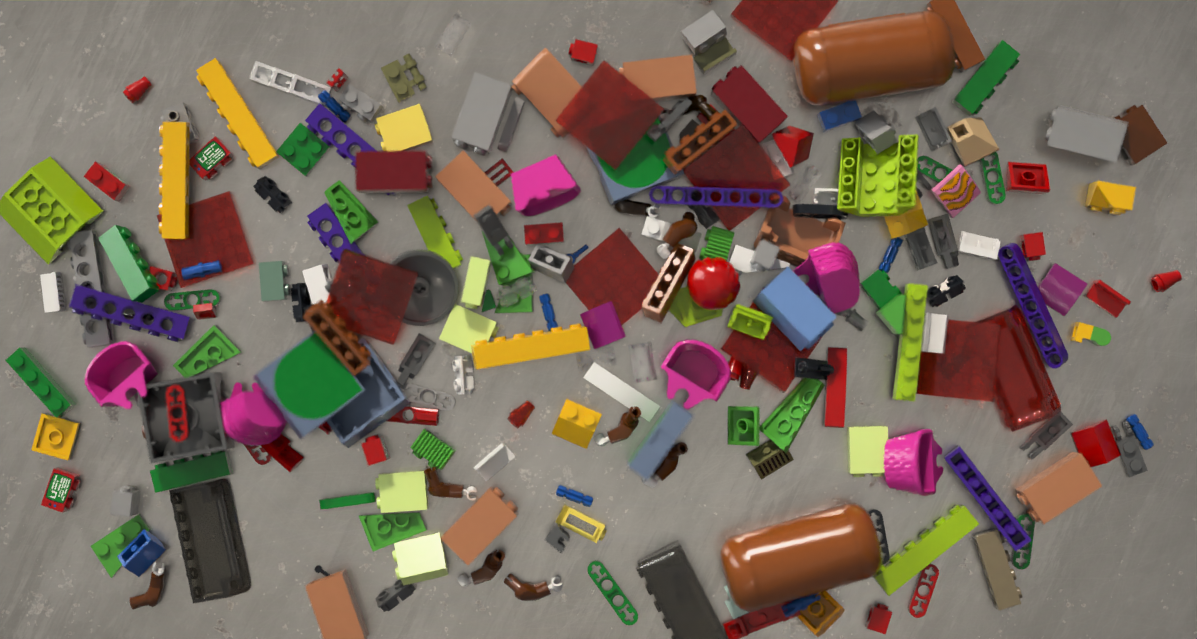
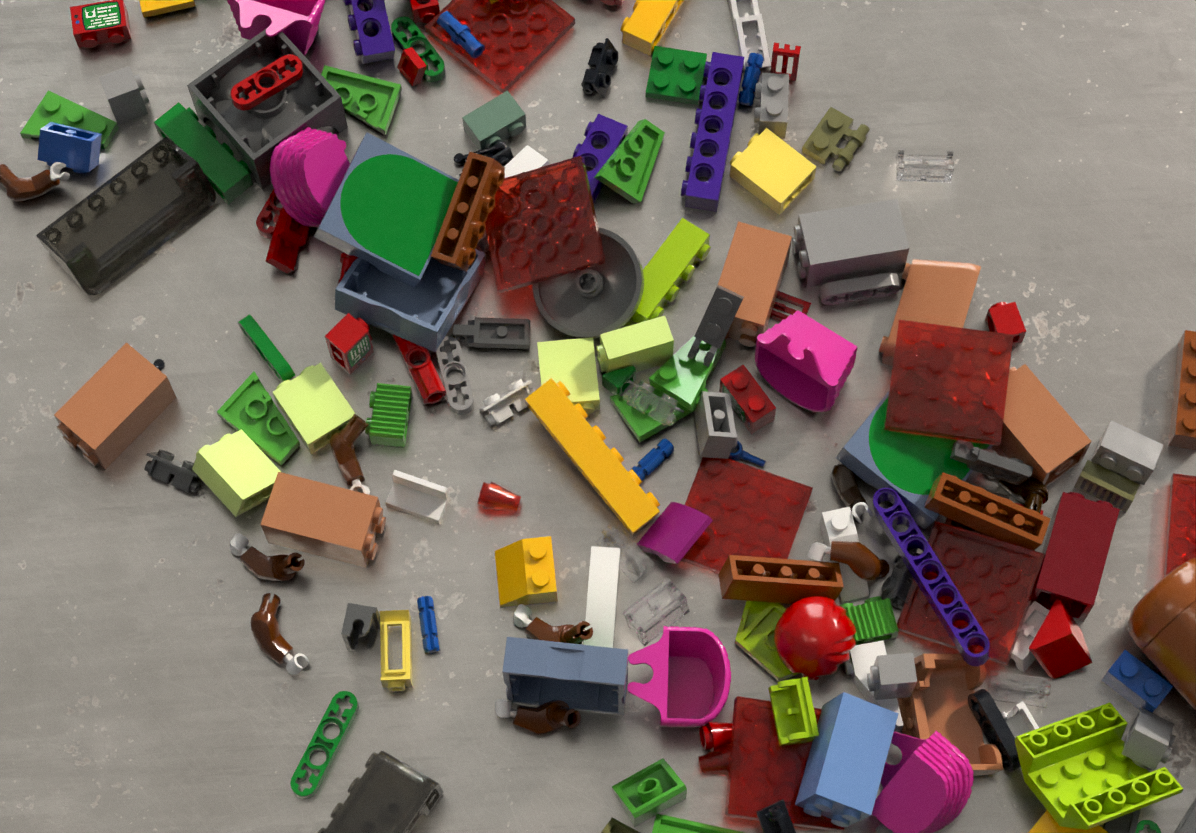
camera: 60 degrees right, 20 degrees down
(284, 315) = (459, 158): none -> black hinge
(393, 171) = (713, 171): dark red brick -> none

